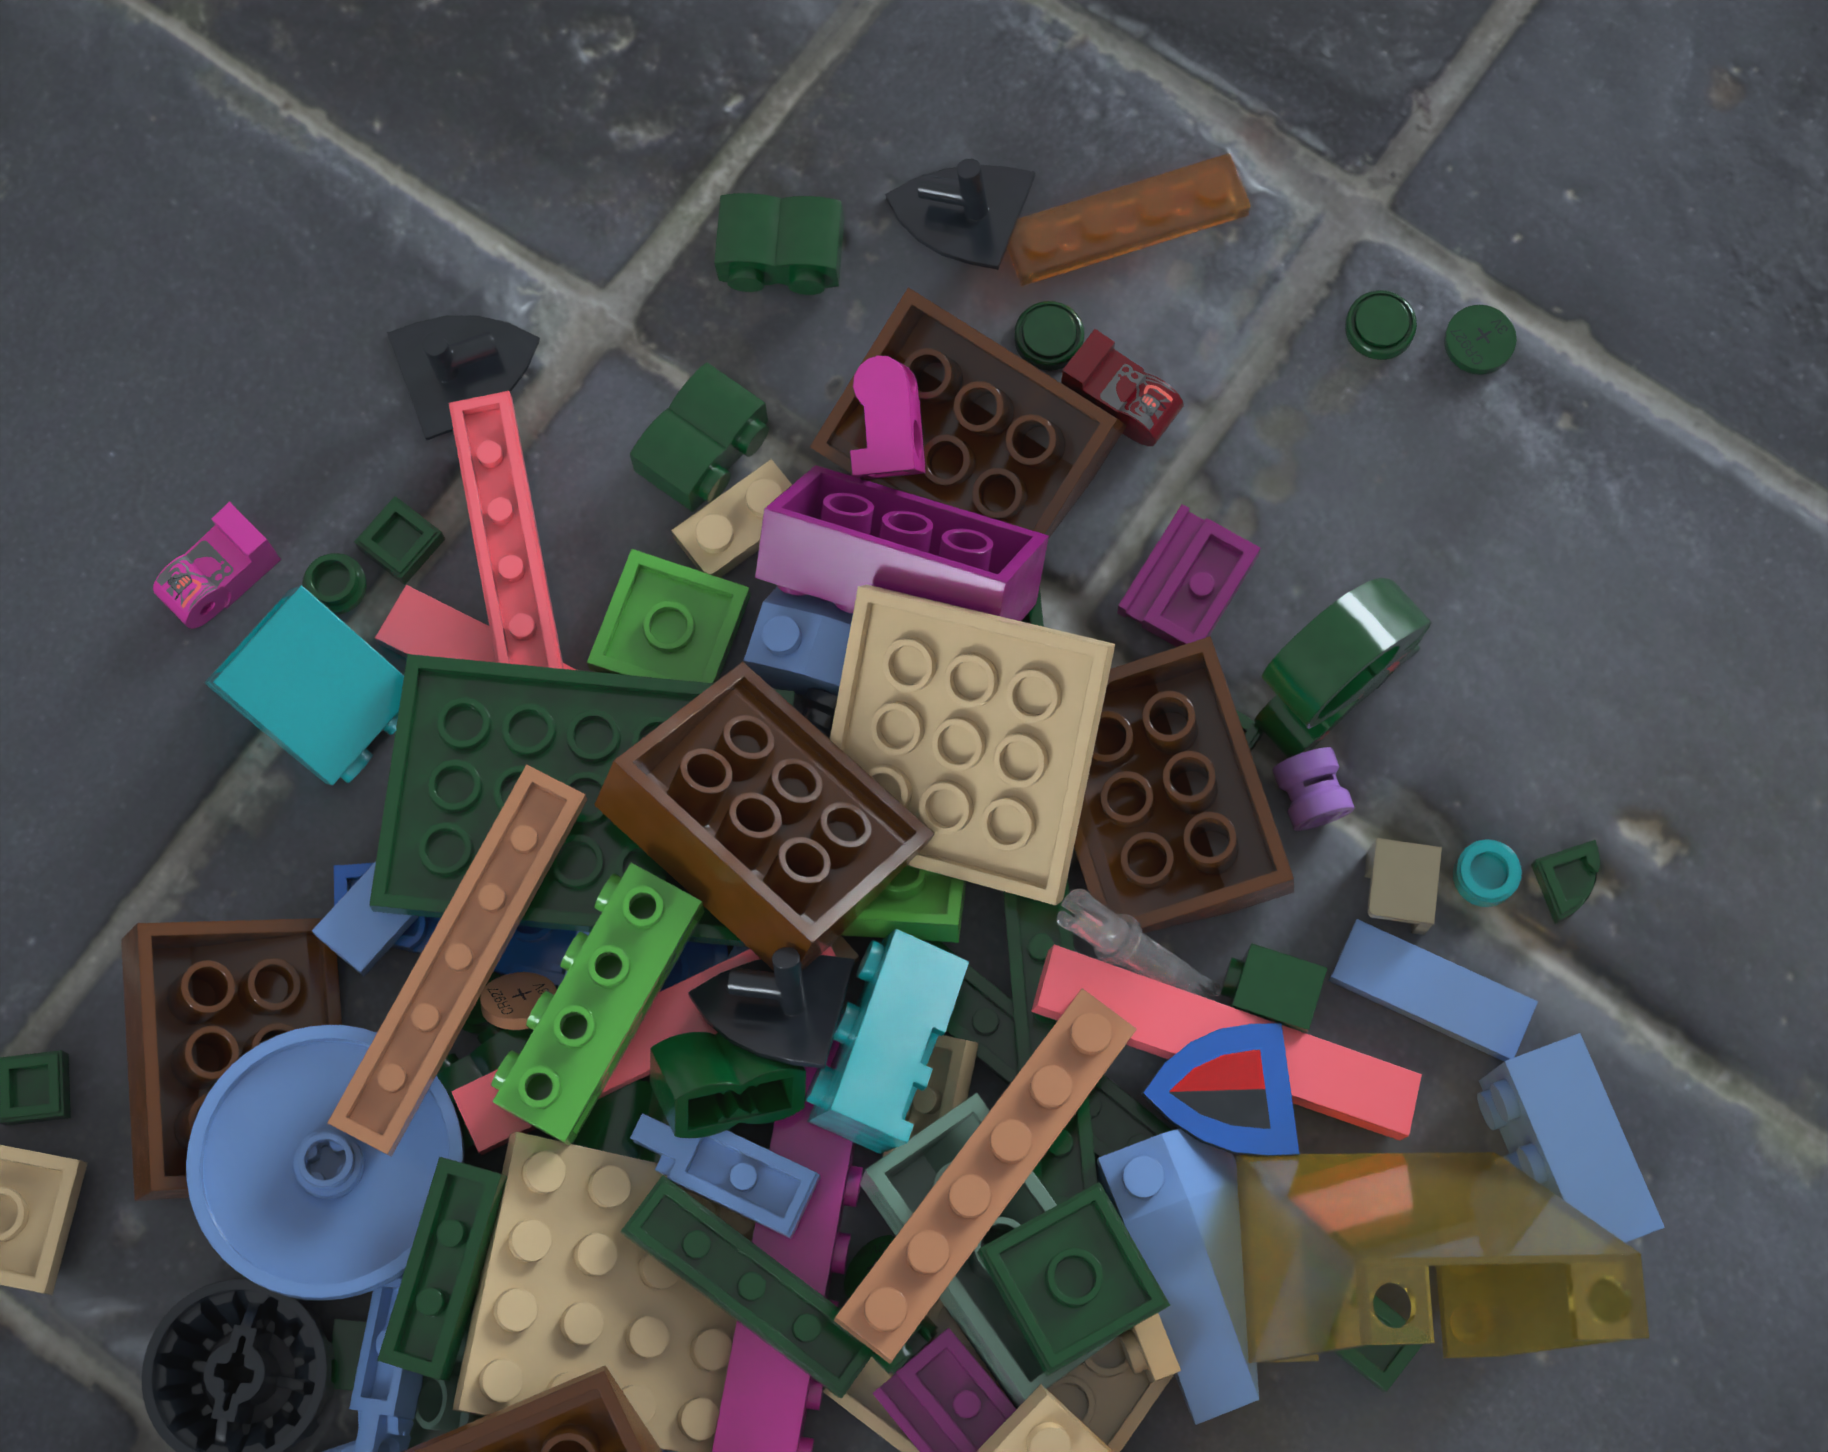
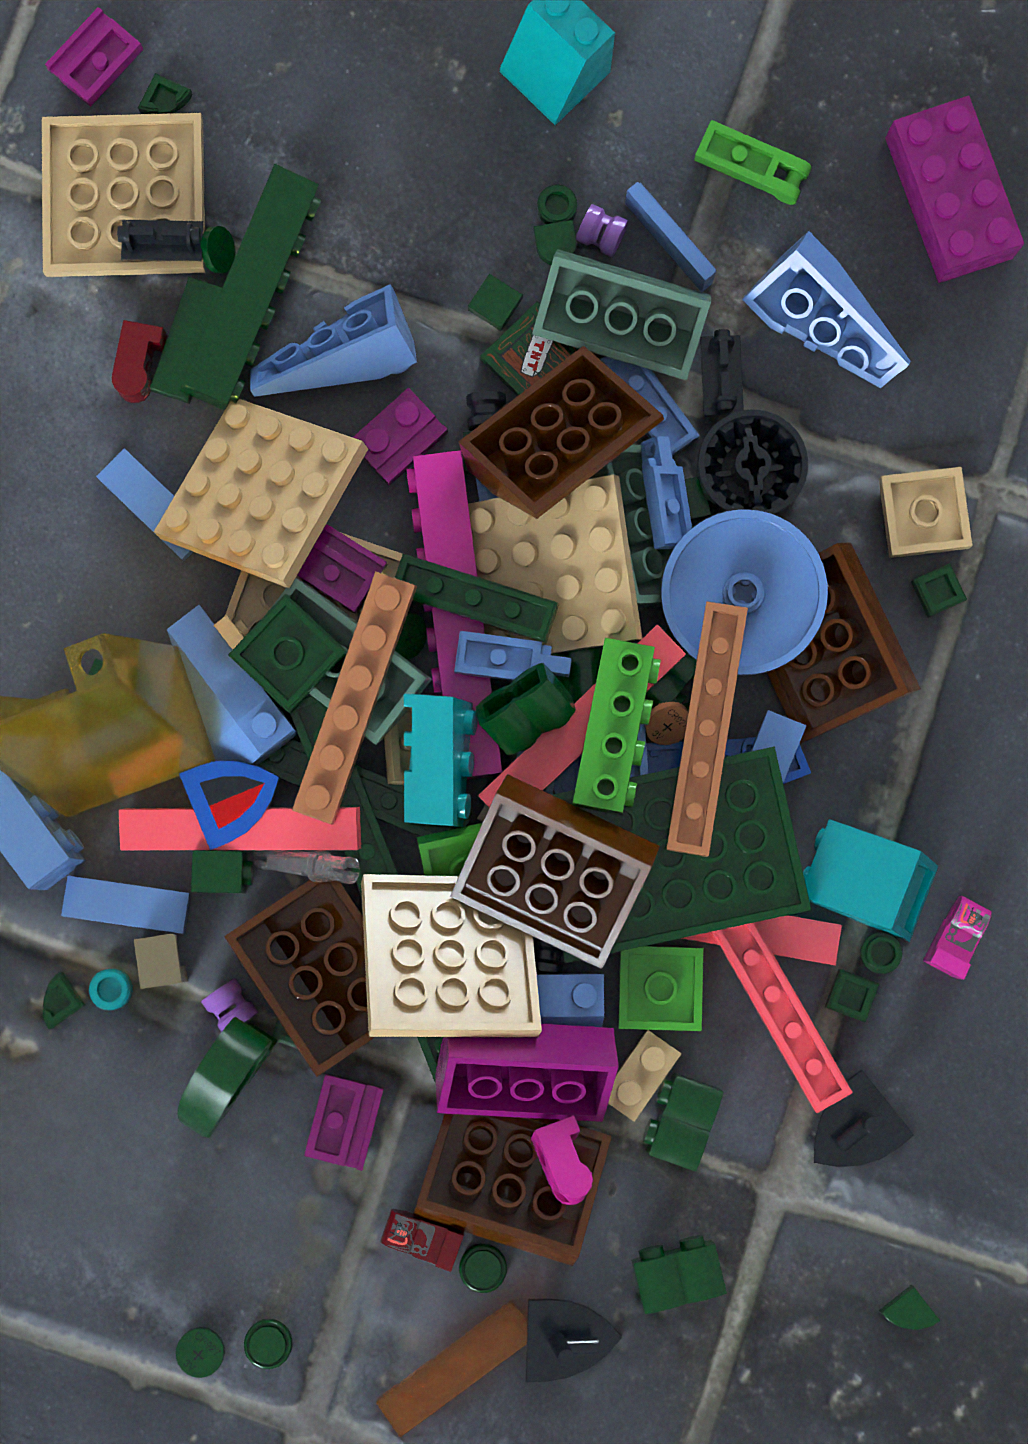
camera: 160 degrees right, 10 degrees up
(443, 1270) = (651, 550): dark green plate -> none
(482, 114) = (909, 1311): none -> dark green tile
(778, 1011) = (506, 754): black shield -> none

